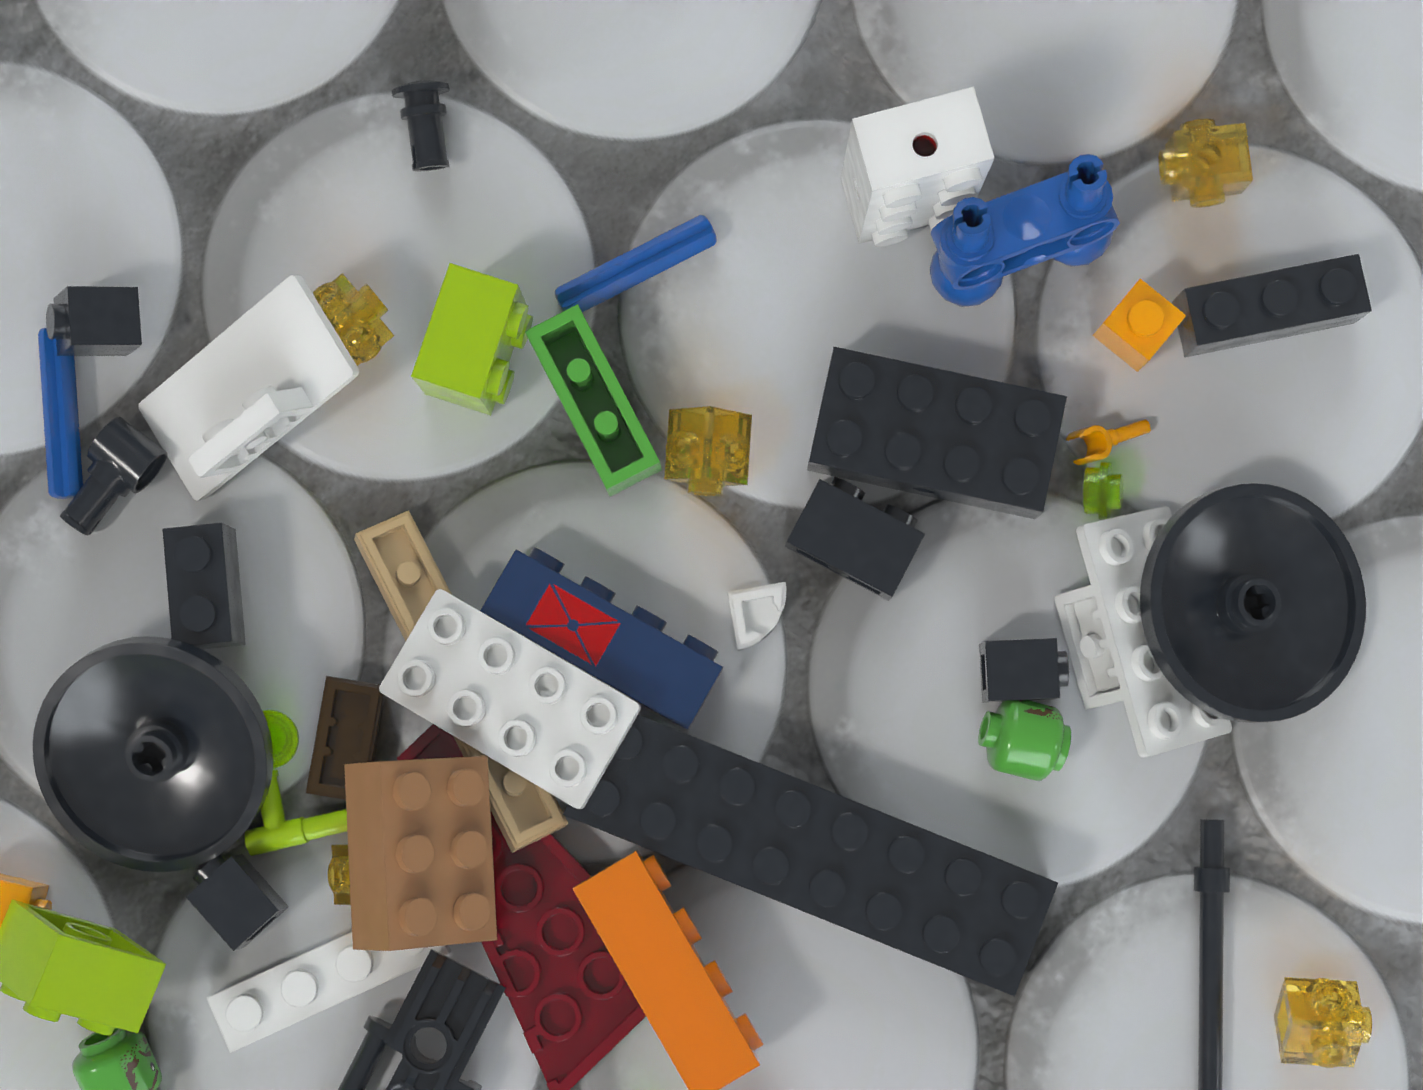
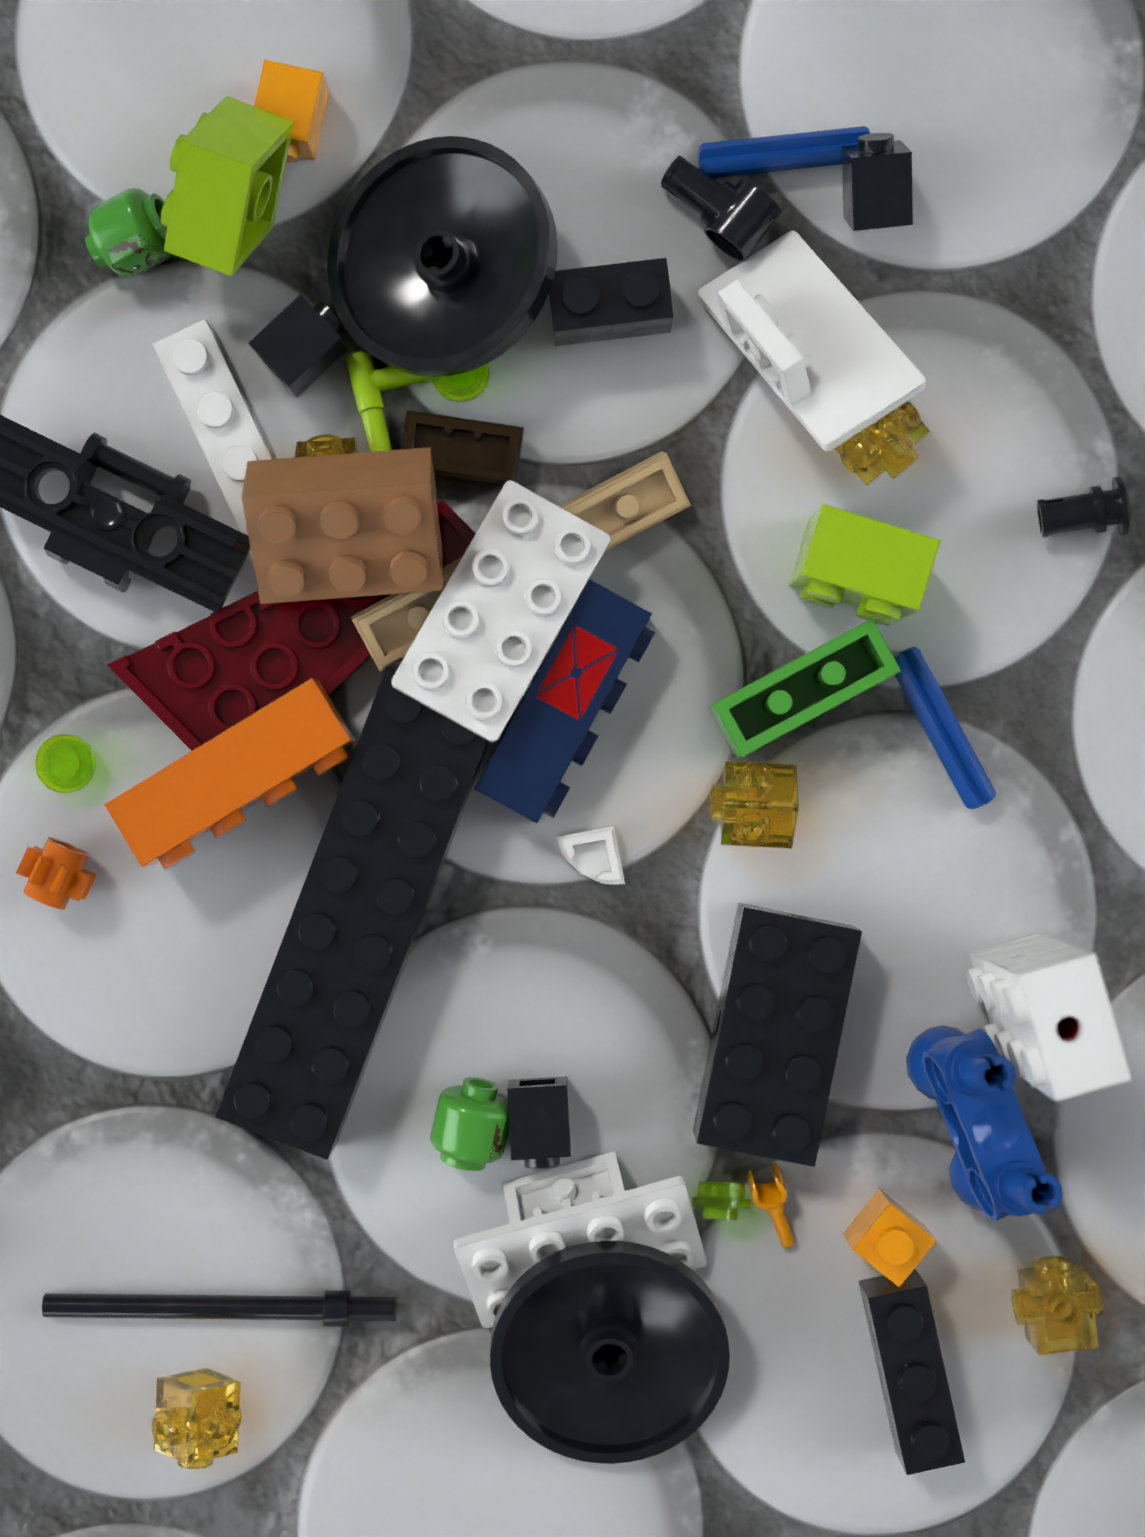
camera: 85 degrees right, 5 degrees up
(855, 537) = (669, 954): black brick -> none

